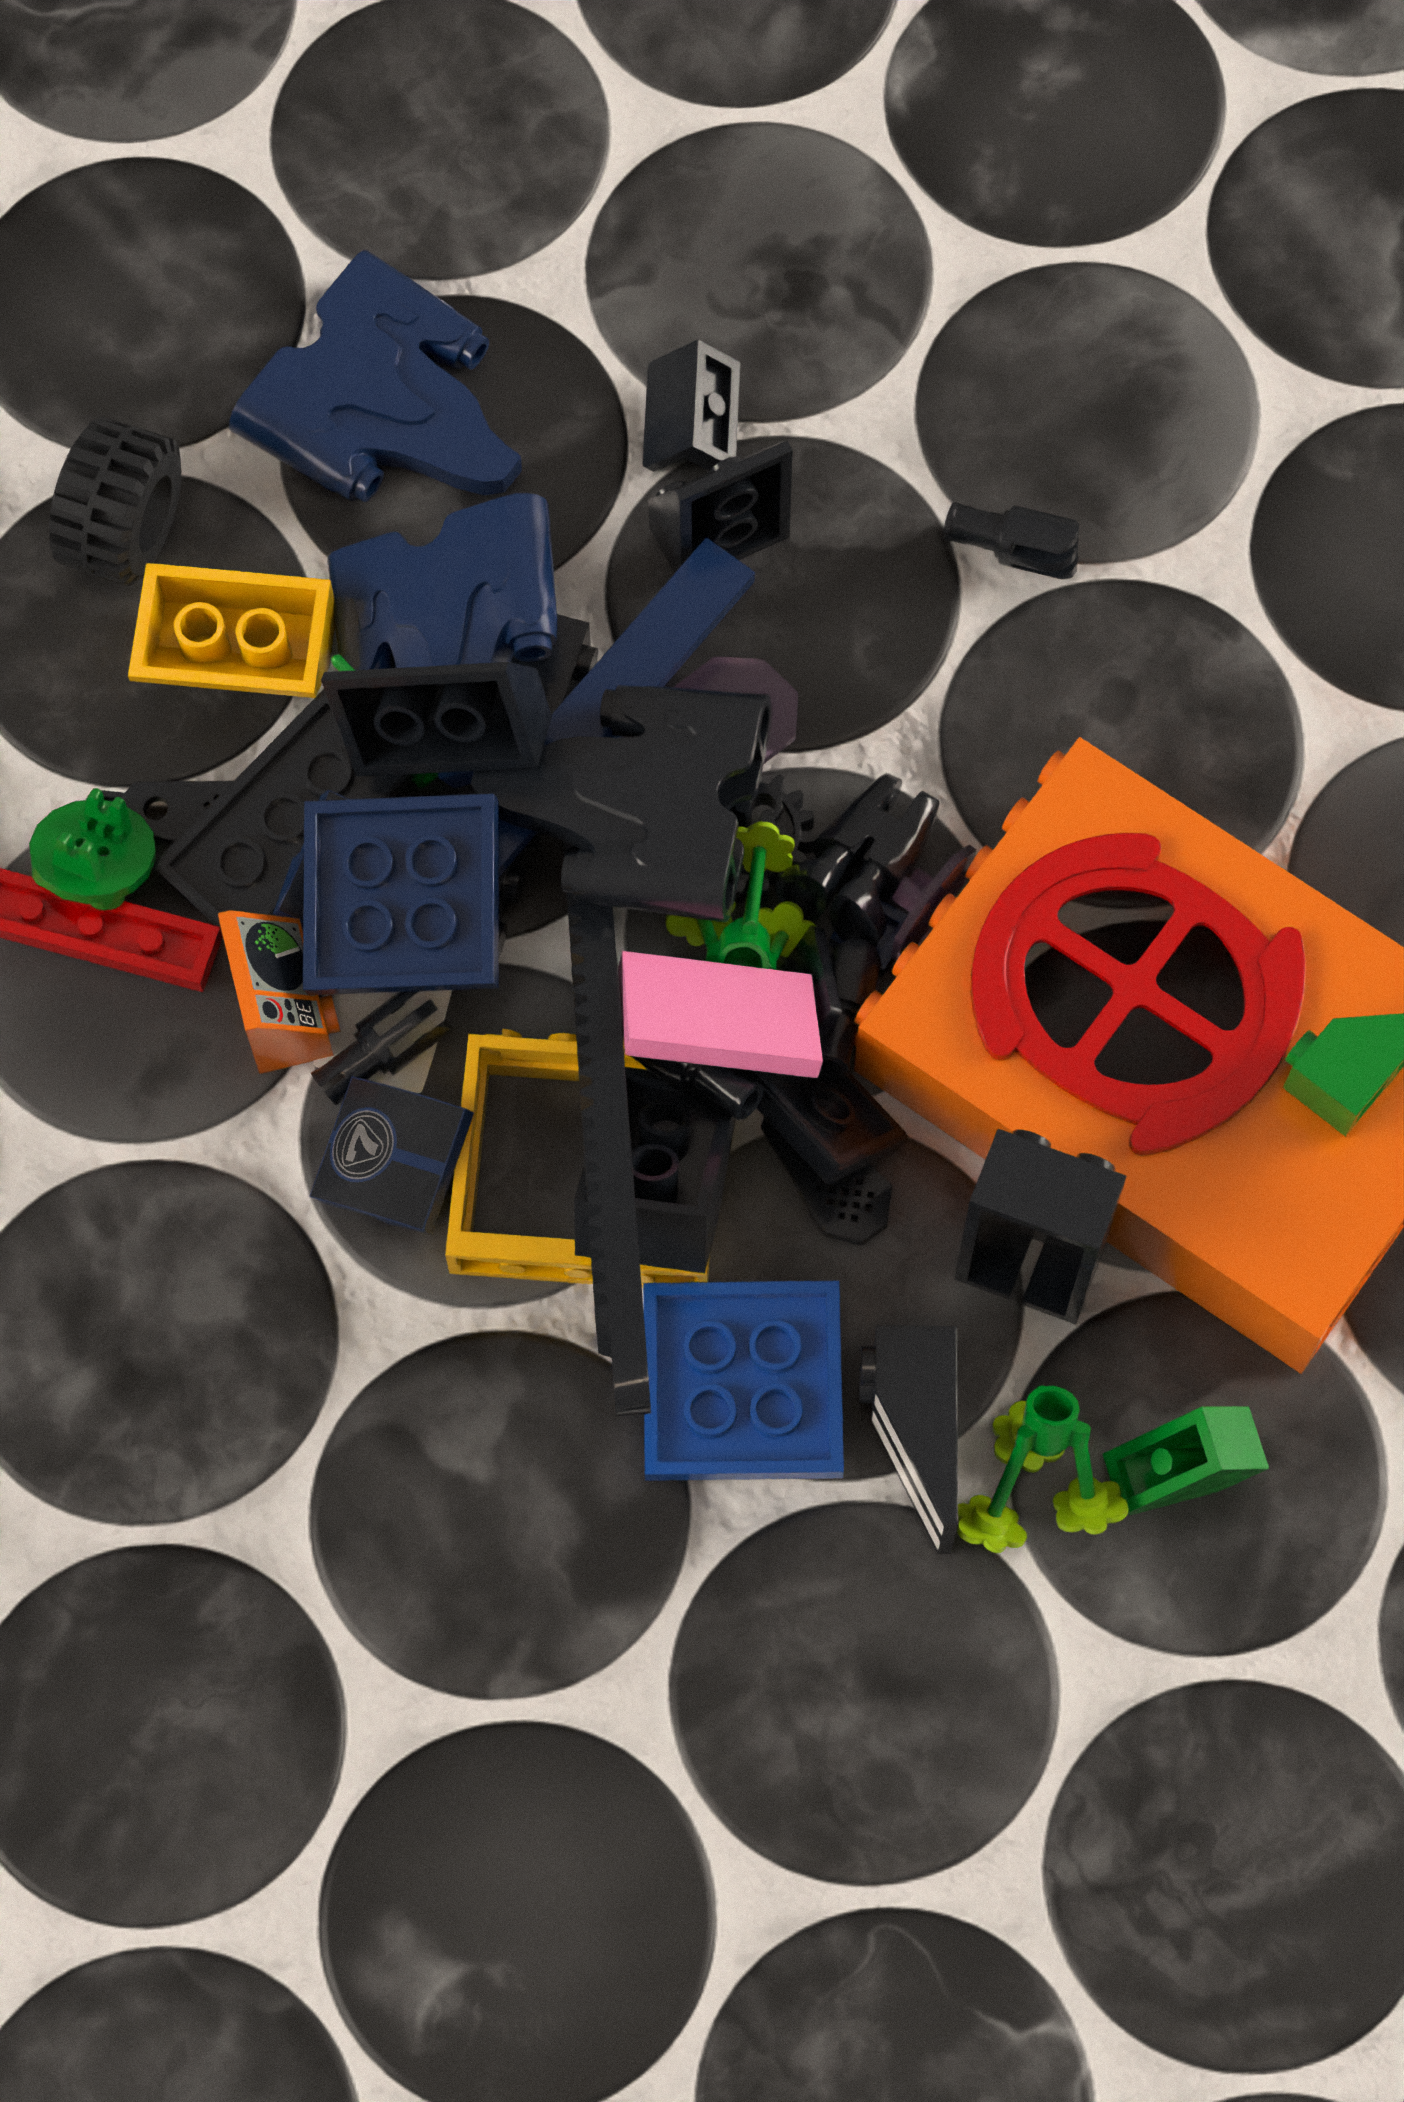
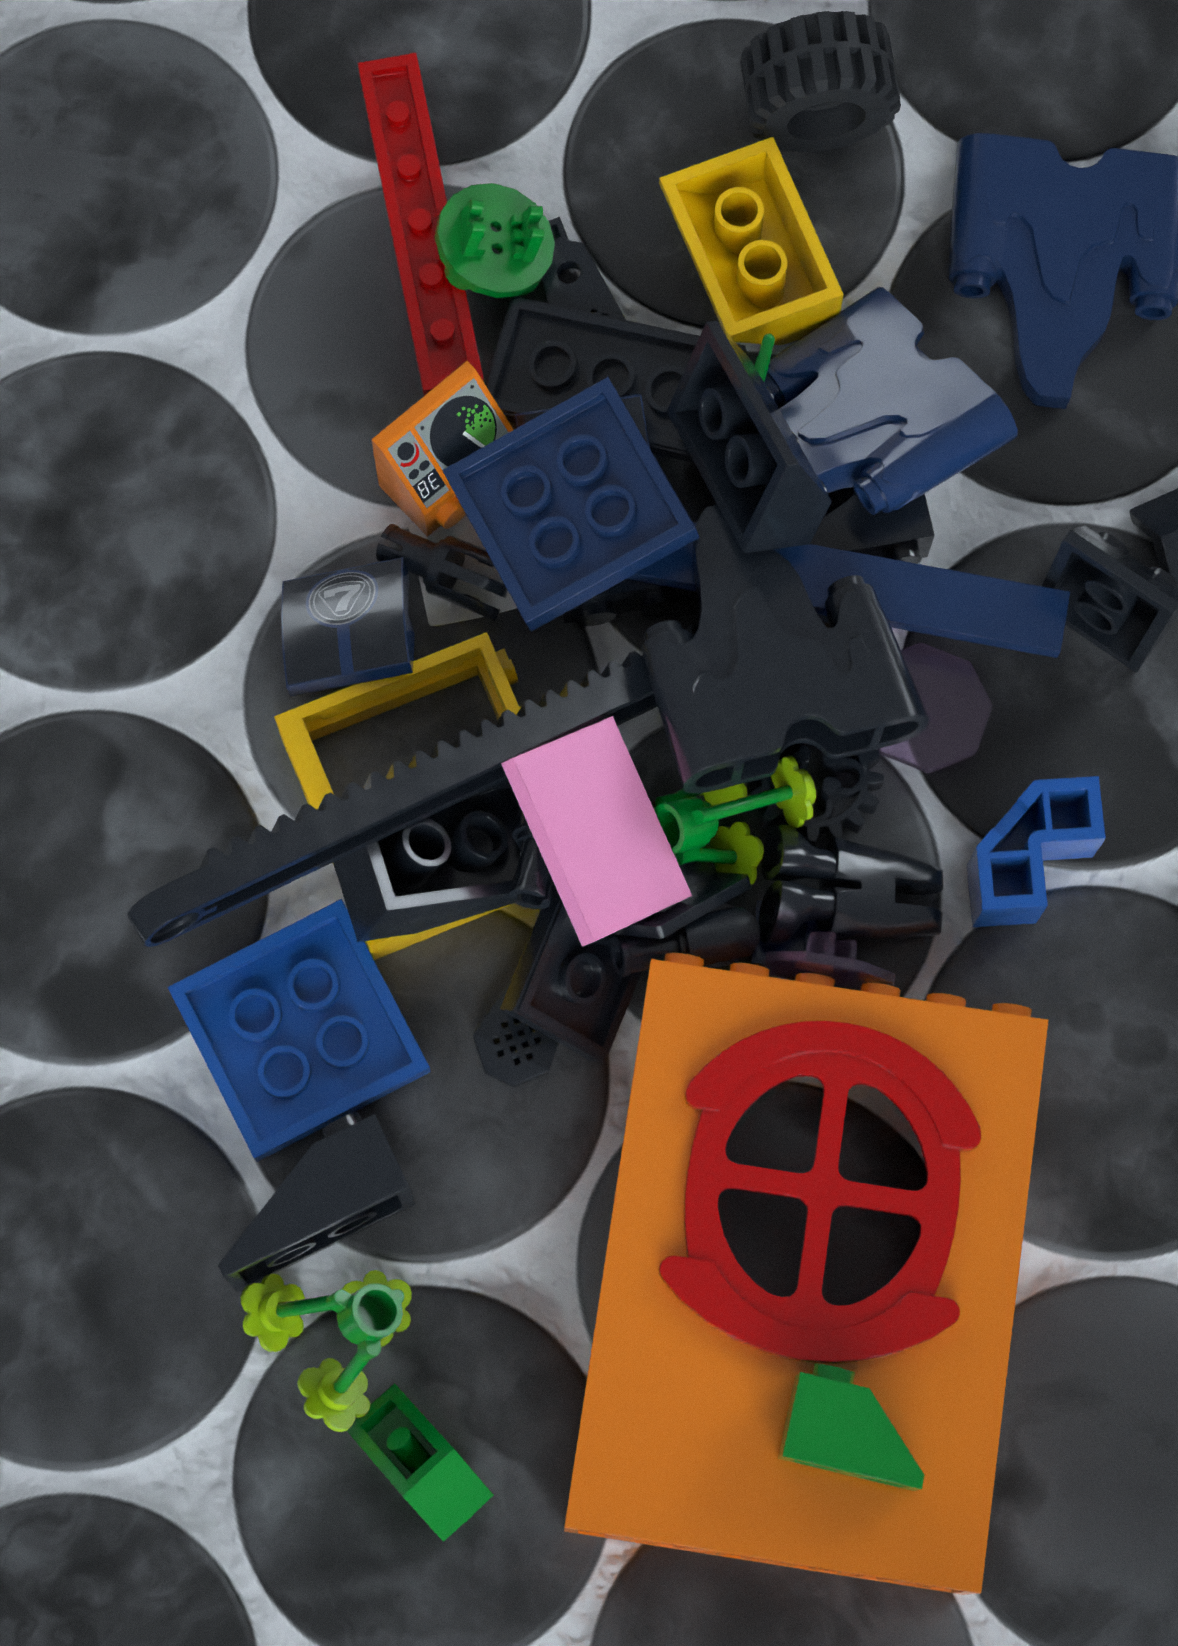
camera: 60 degrees right, 5 degrees up
(912, 713) = (1046, 823): none -> blue brick
(1046, 1197) = (540, 1200): black piece -> none

